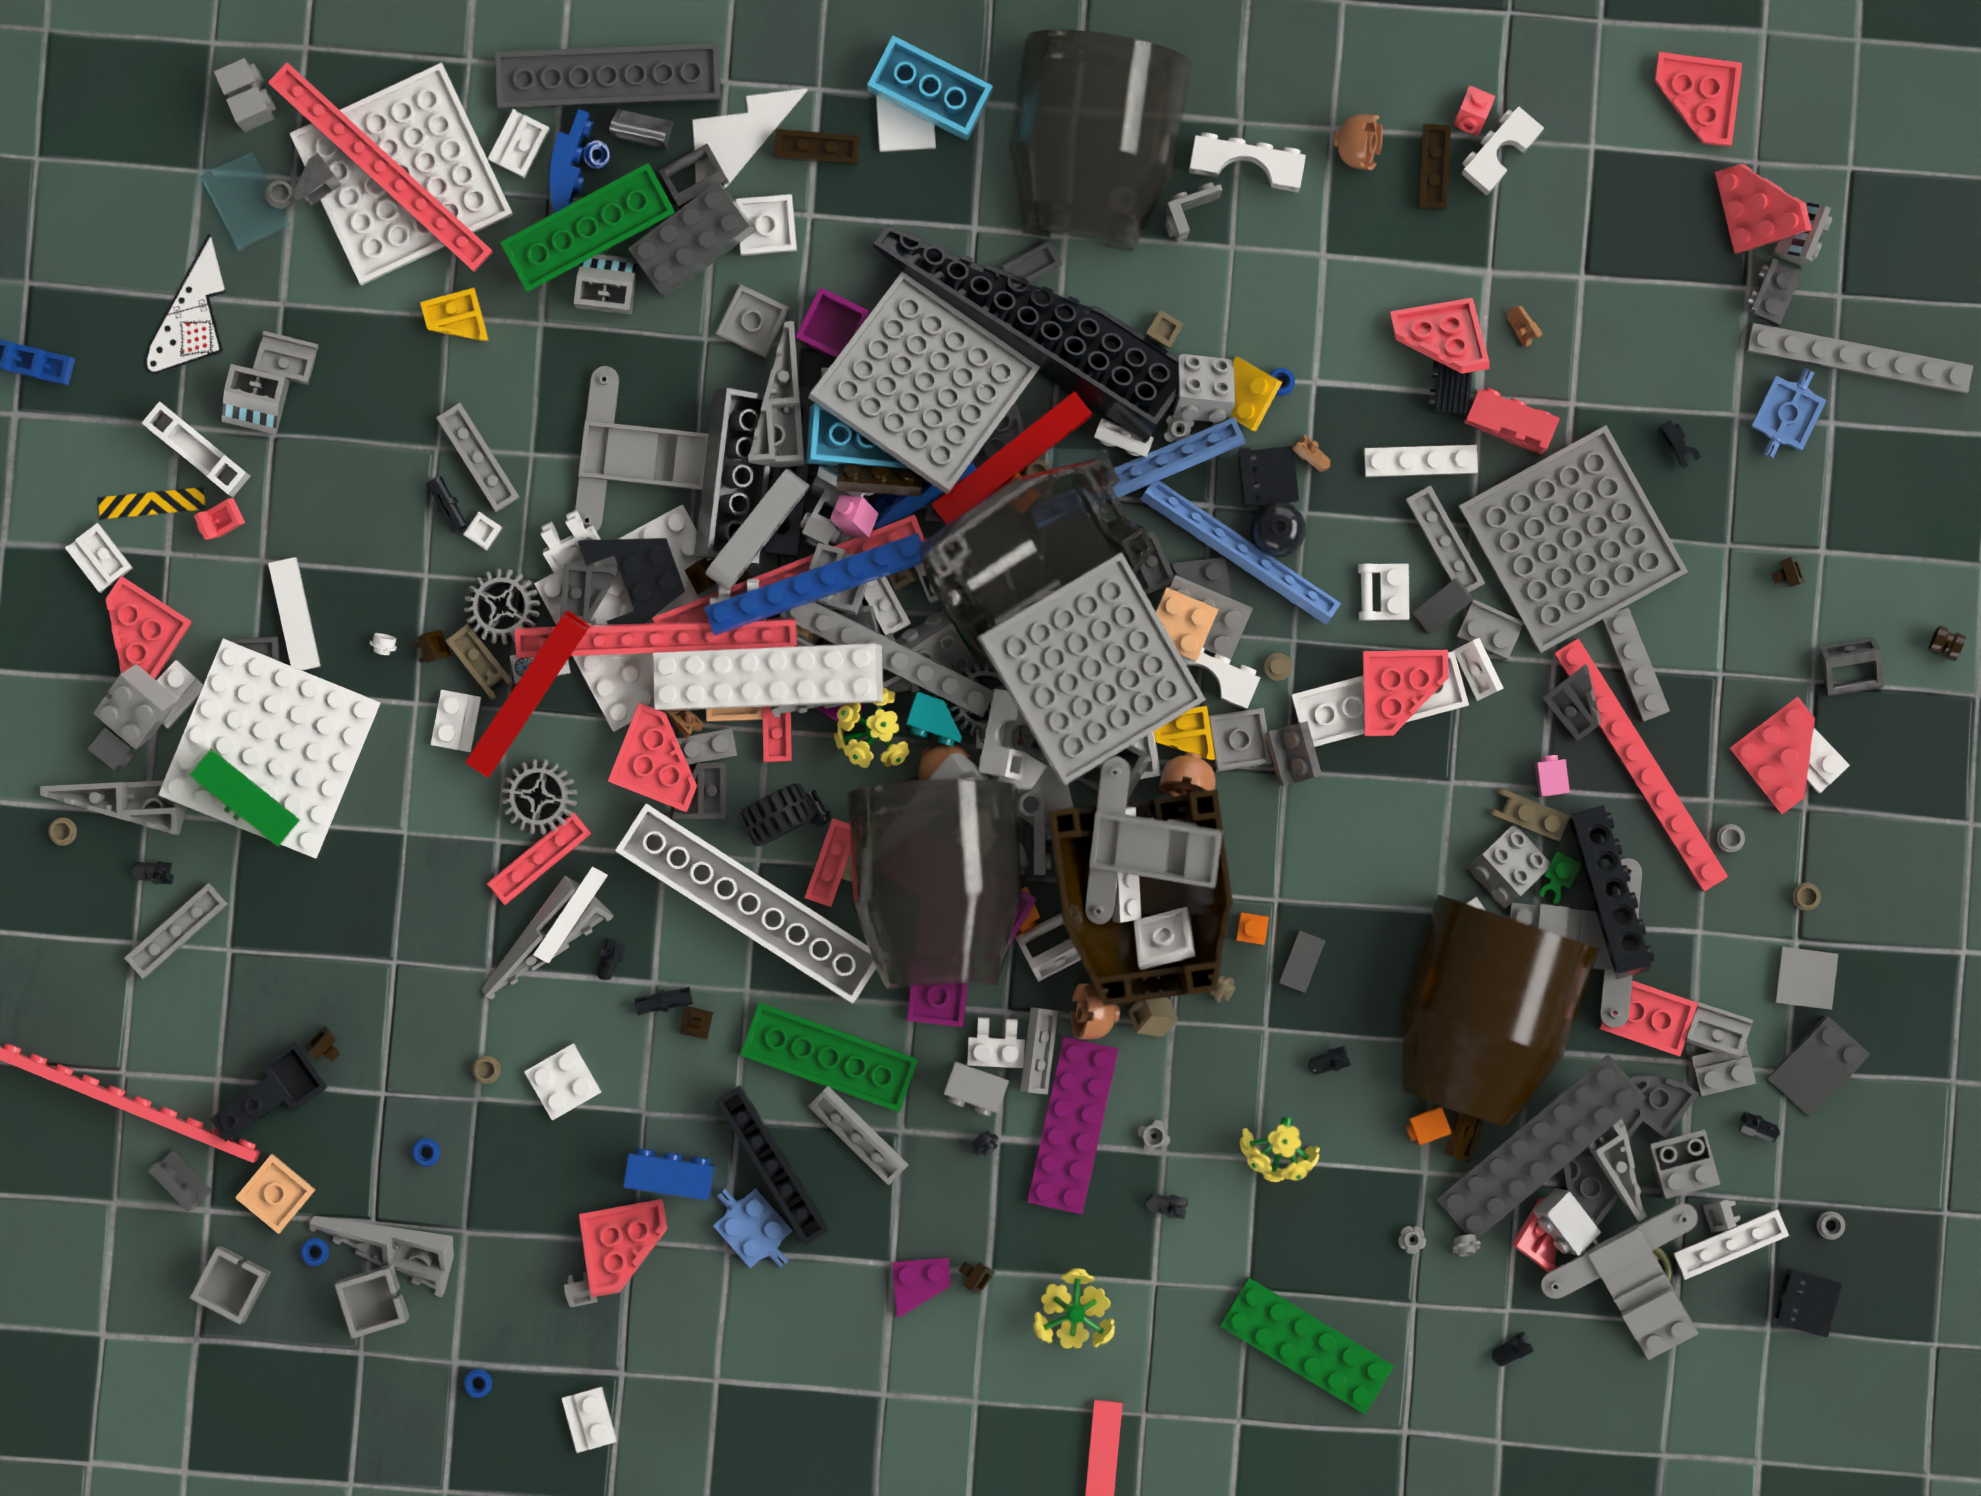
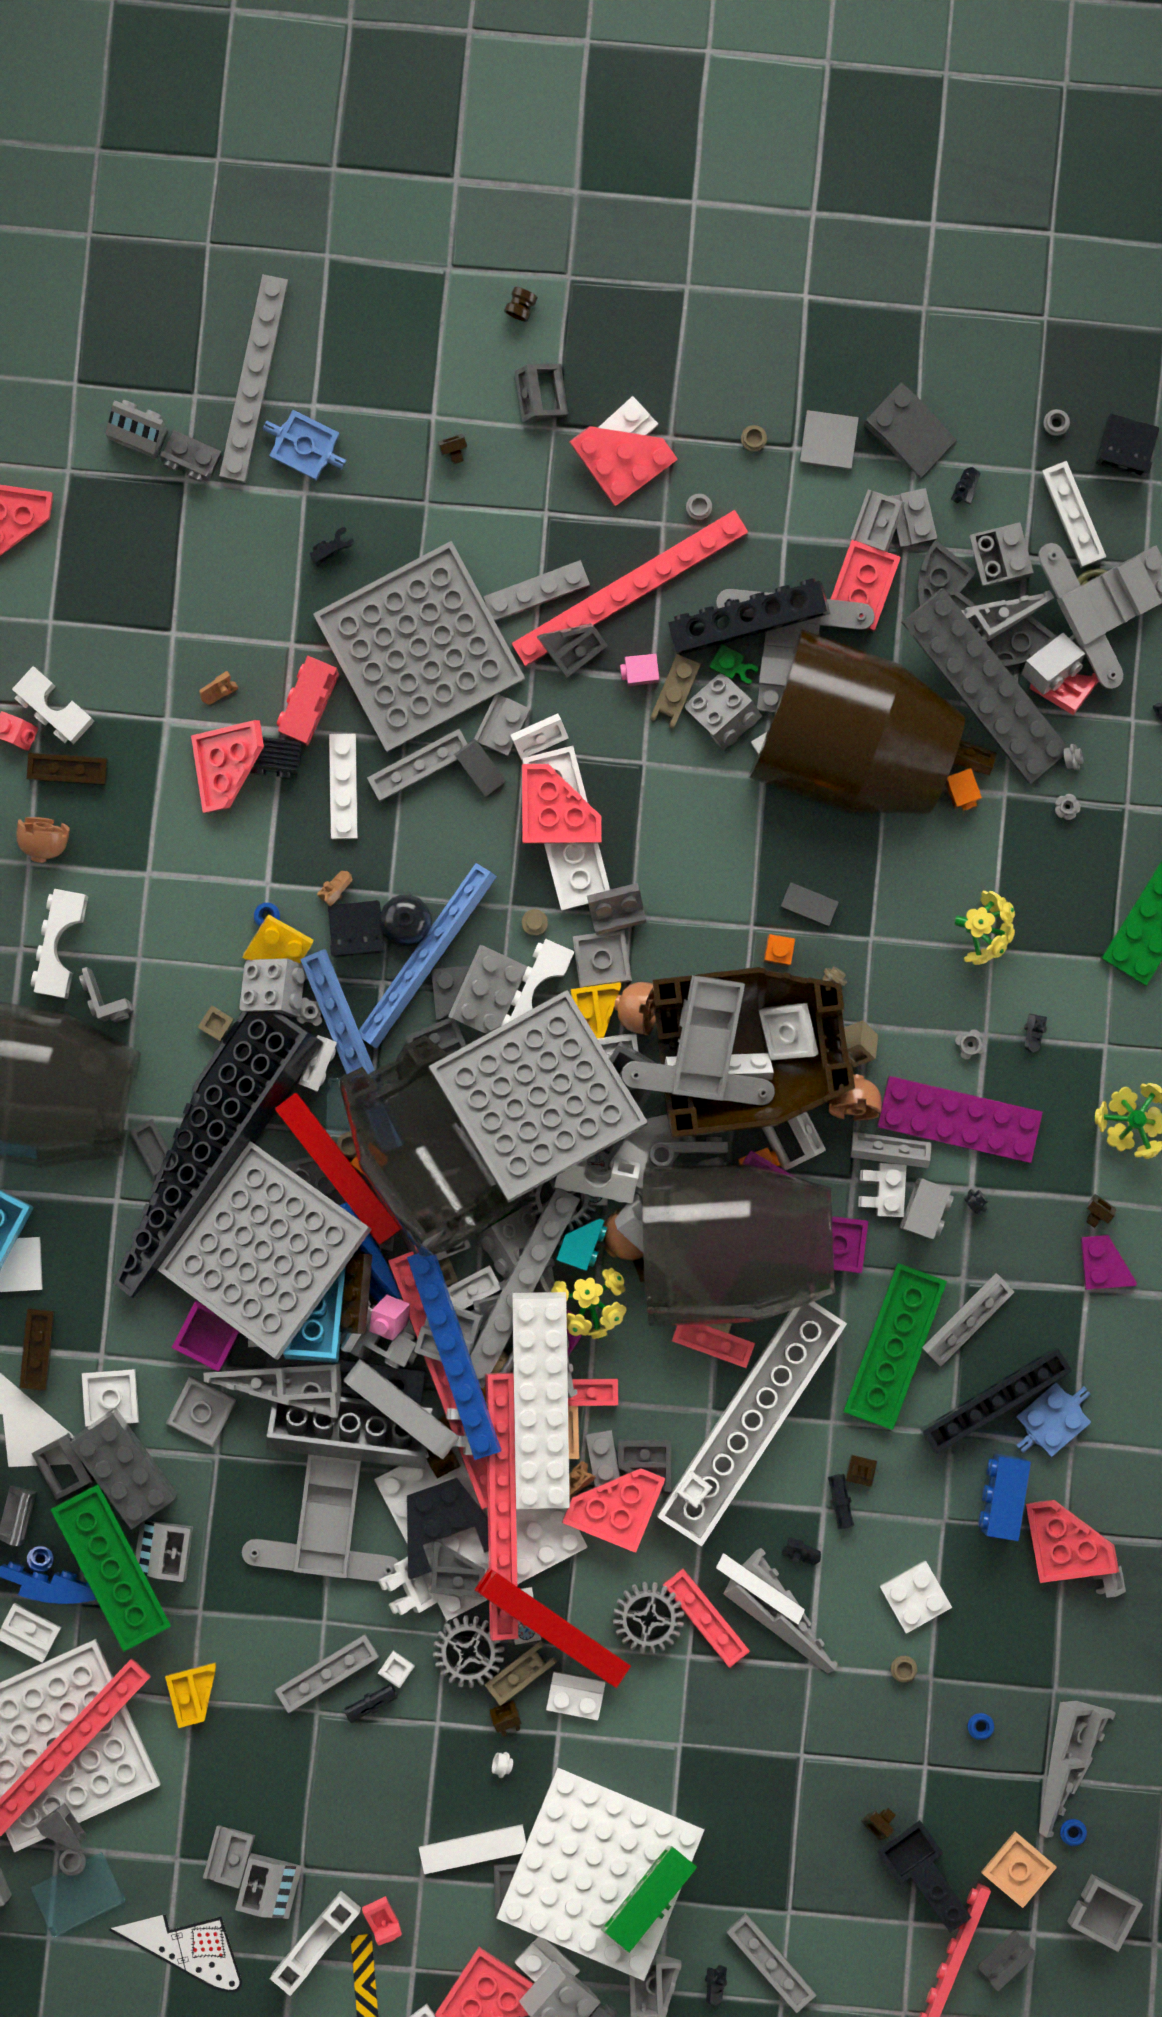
camera: 95 degrees left, 0 degrees up
(372, 1301) = (1120, 1778): light grey piece -> none
(675, 841) = (693, 1489): none -> white tile
(777, 814) = (669, 1393): black tyre -> none
(822, 815) = (662, 1356): black pin -> none
(1186, 621) = (492, 1007): light nougat plate -> none
(1332, 1060) = (901, 876): black piece -> none
(1393, 592) = (465, 814): white plate -> none
(1720, 1215) = (1047, 523): light grey tile -> none
(1758, 209) = (113, 468): coral plate -> none

